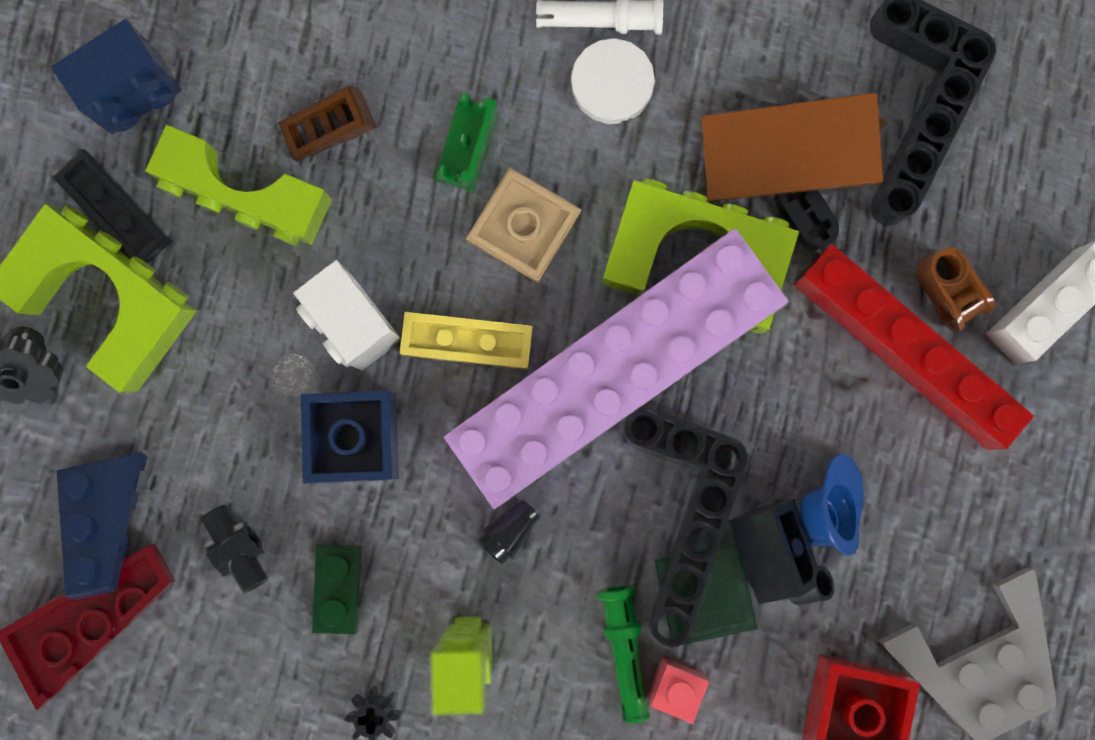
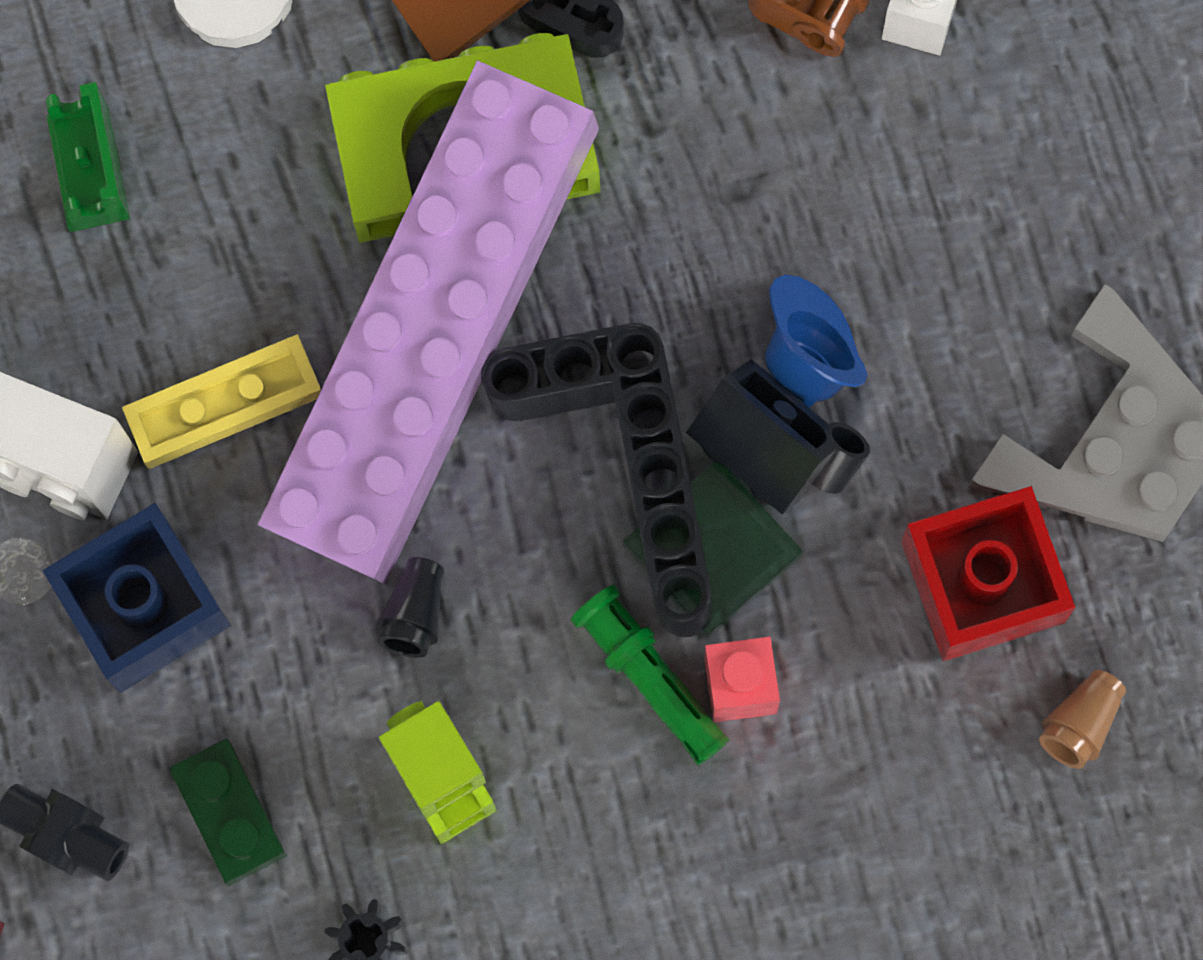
camera: 25 degrees left, 10 degrees down
(523, 225) = (217, 222): tan tile -> none
(913, 350) = (792, 100): red brick -> none

